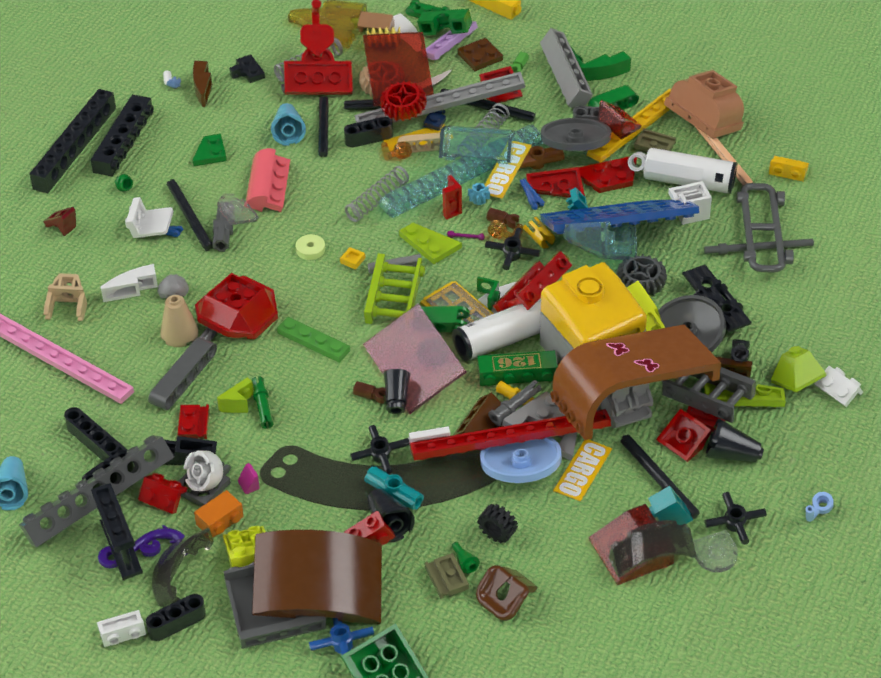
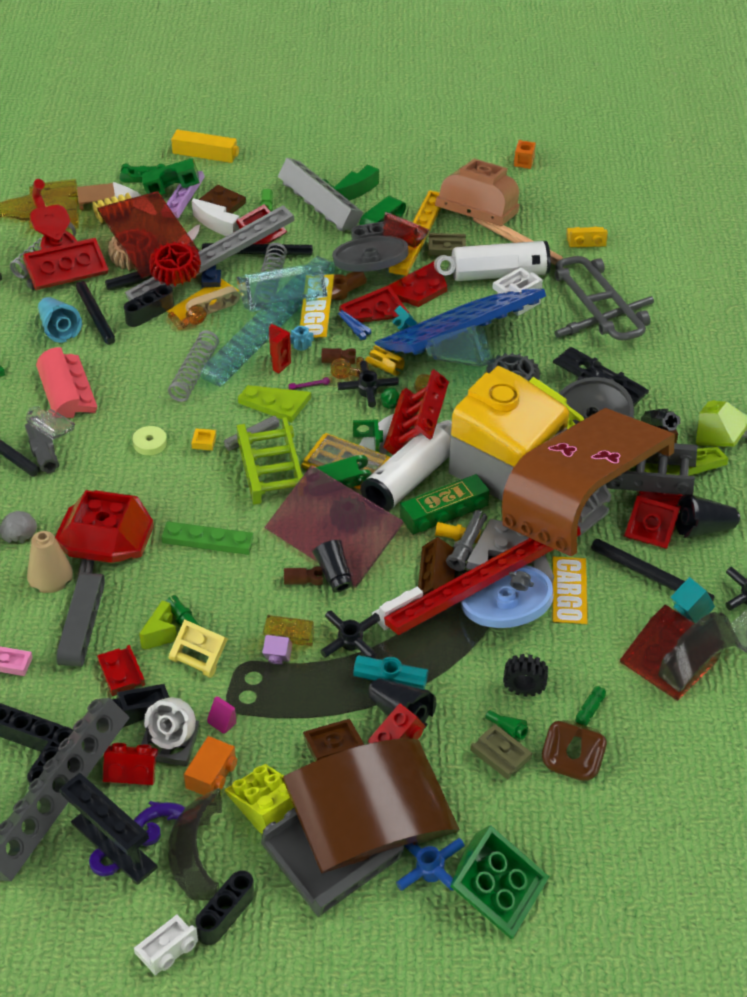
camera: 25 degrees left, 0 degrees up
(261, 418) = (201, 641): none -> light yellow plate
(316, 442) = (277, 649): none -> lavender plate
(321, 521) = (332, 739): none -> reddish brown plate
(333, 430) = (297, 630): none -> clear yellow bracket
(465, 66) = (215, 217): none -> white slope
(524, 265) = (389, 398): none -> green plate
(533, 447) = (520, 580): none -> dark grey plate
(540, 565) = (590, 705): none -> green axle
(777, 75) = (524, 154): none -> orange brick

